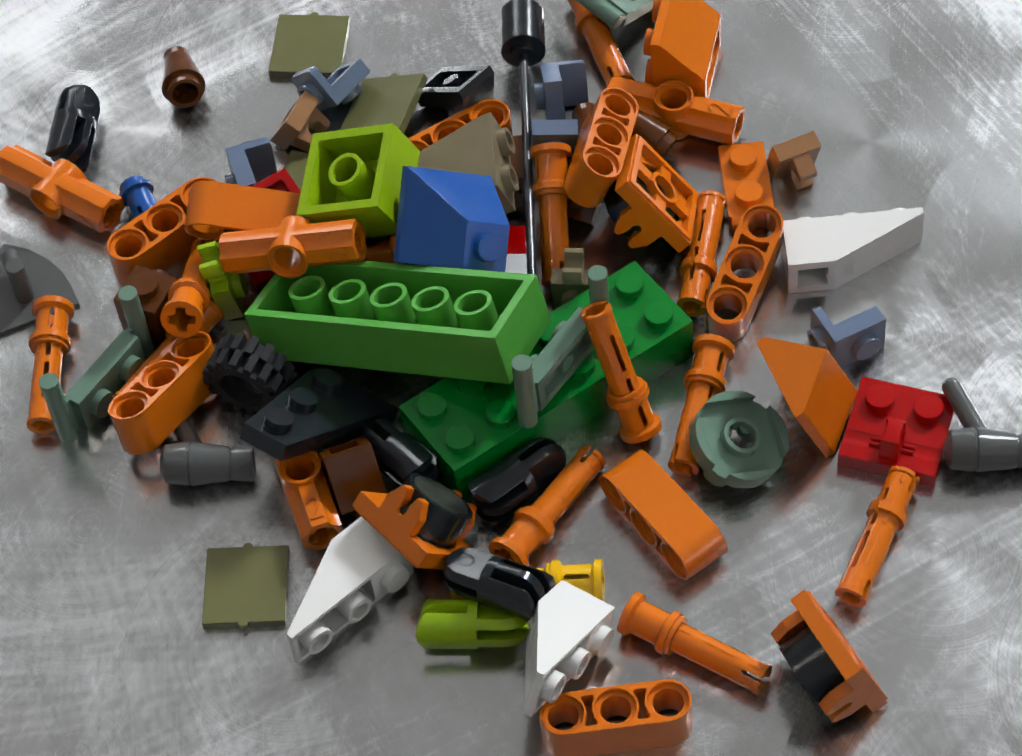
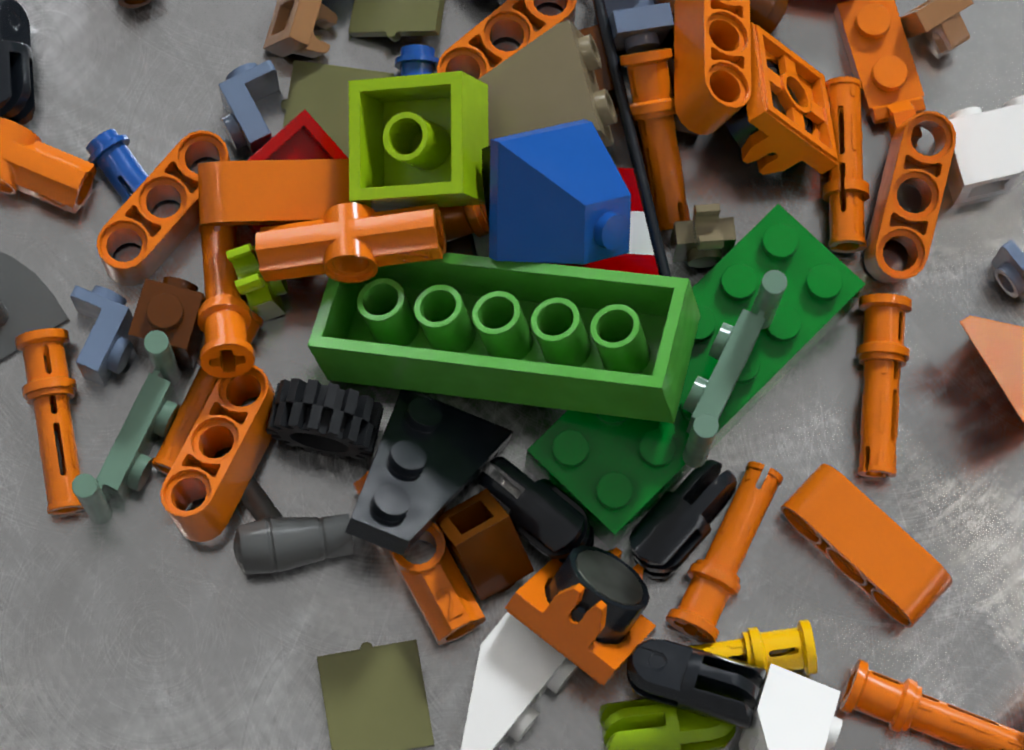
camera: 20 degrees left, 20 degrees up
(97, 316) = (108, 342): none -> sand blue bracket
(626, 390) = (800, 391): orange pin -> none
(720, 457) = (912, 443): sand green plate -> none

